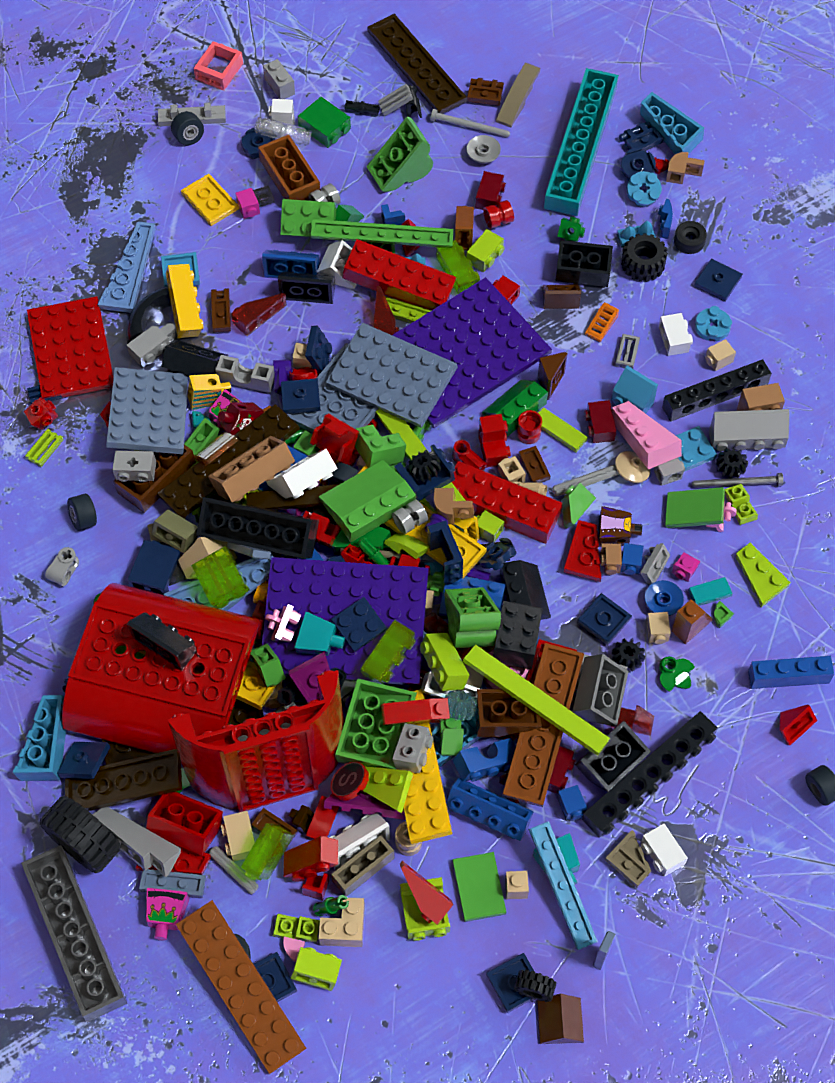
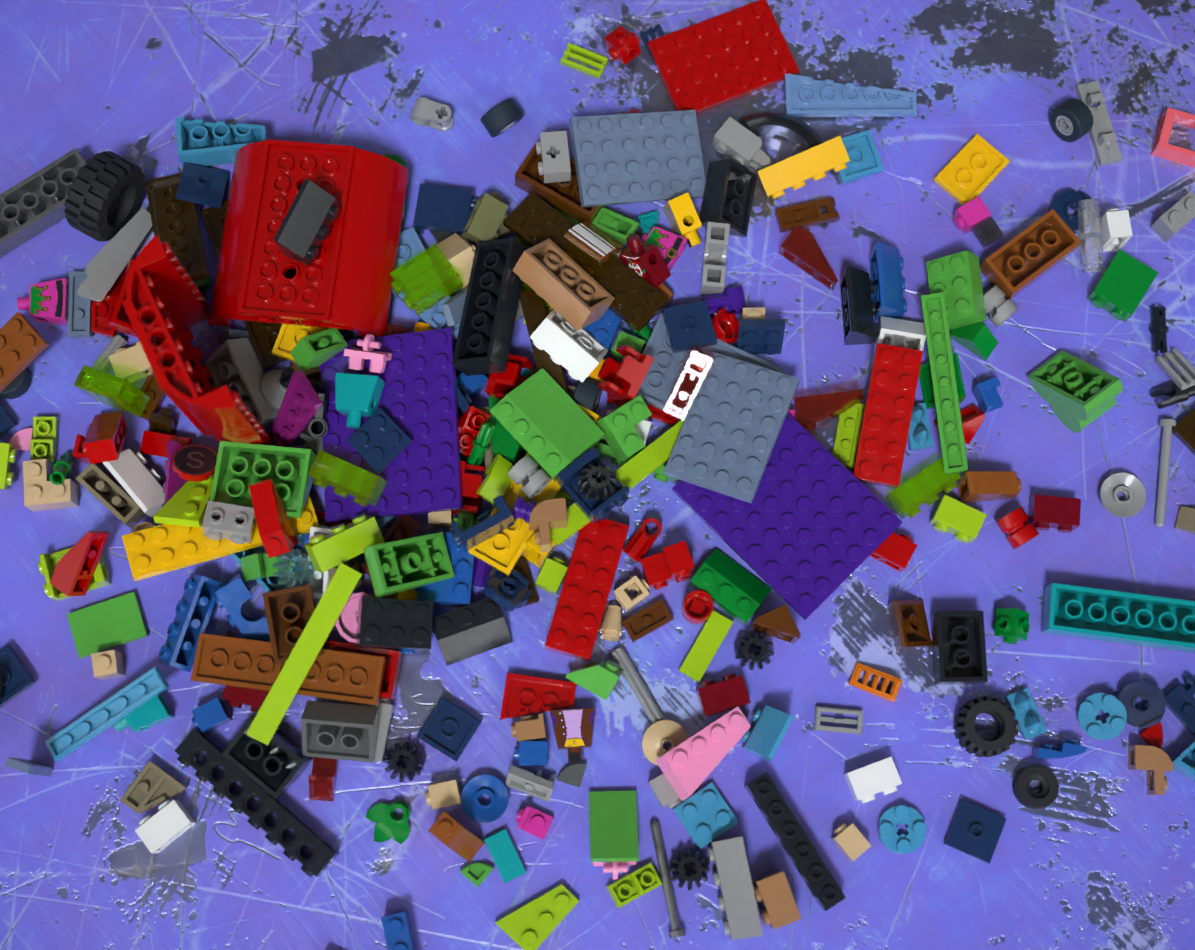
camera: 80 degrees right, 15 degrees up
(348, 398) = (688, 383): none -> slope
(567, 396) = (750, 657): none -> black gear
(650, 535) = (573, 775): none -> dark grey tile

